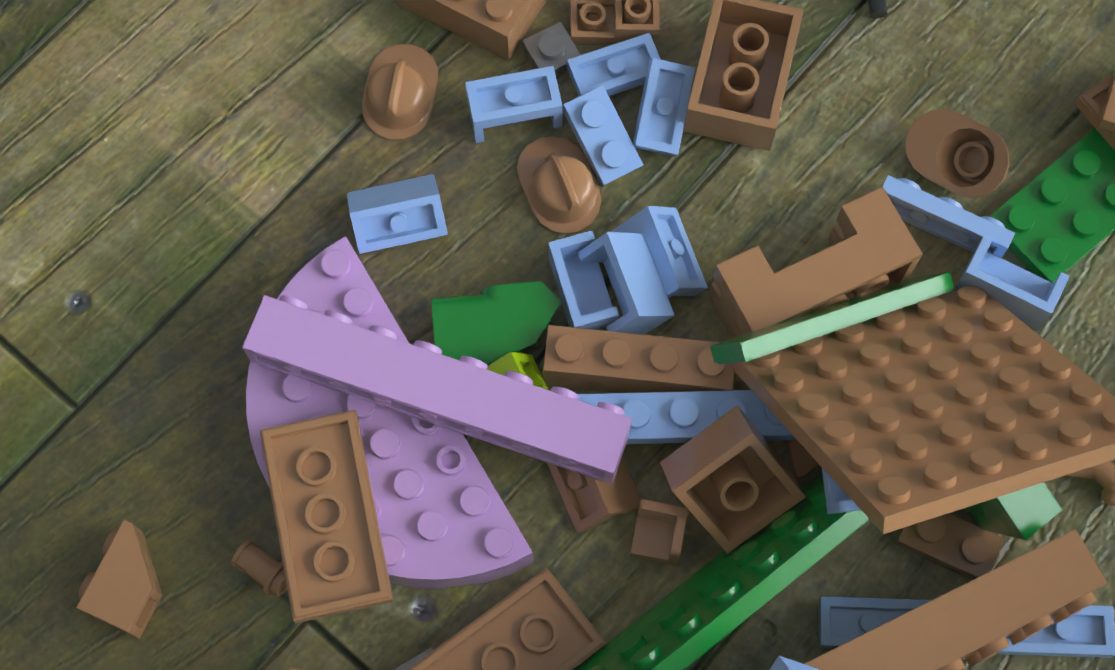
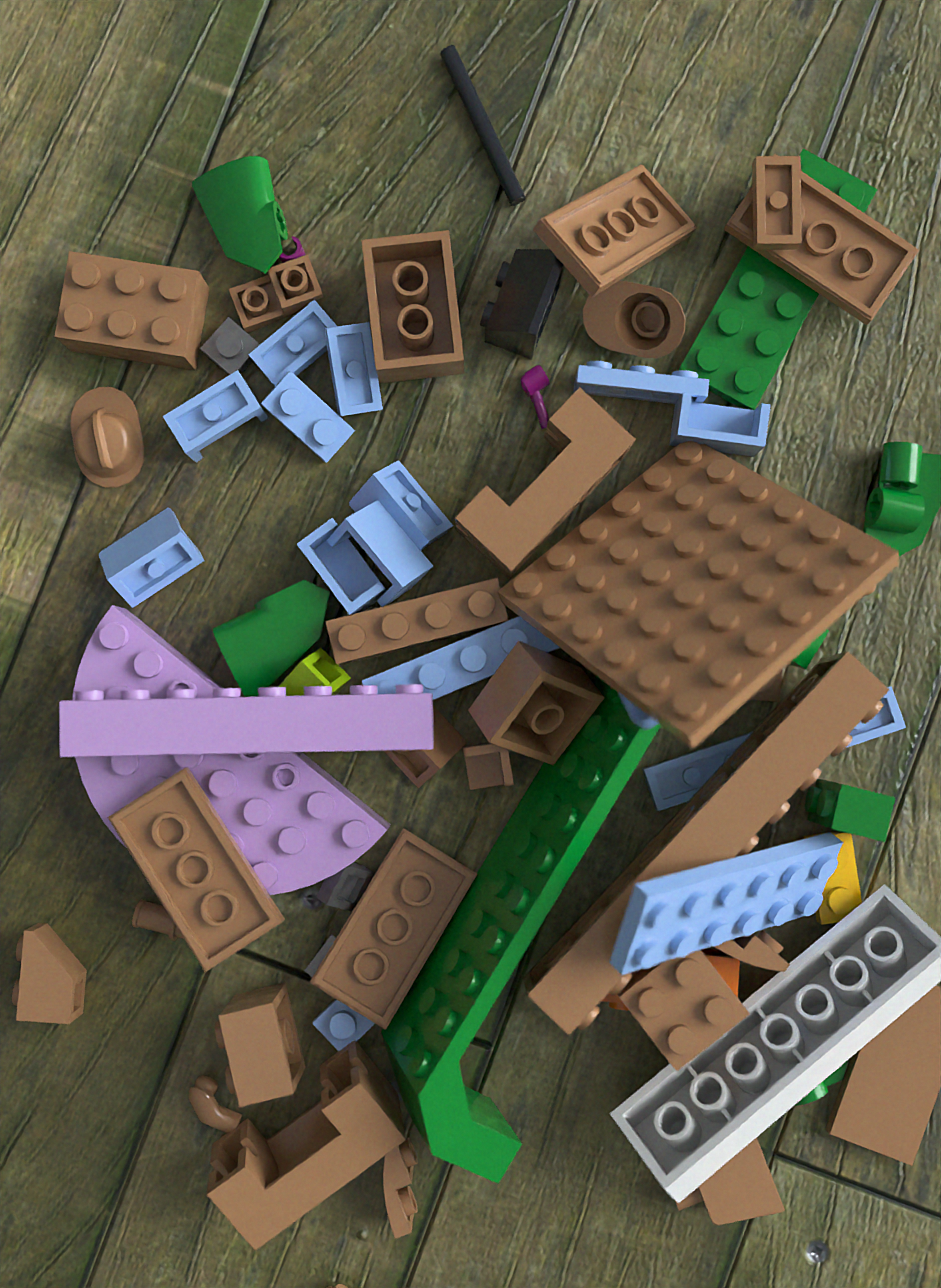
camera: 20 degrees left, 15 degrees up
(464, 601) = (345, 887): none -> flat silver plate
(559, 184) = (285, 474): medium nougat piece -> none
(830, 319) = (573, 530): tile -> none
(834, 182) = (533, 382): none -> magenta hand
(854, 101) = (524, 301): none -> black slope
(966, 63) = (615, 229): none -> medium nougat tile

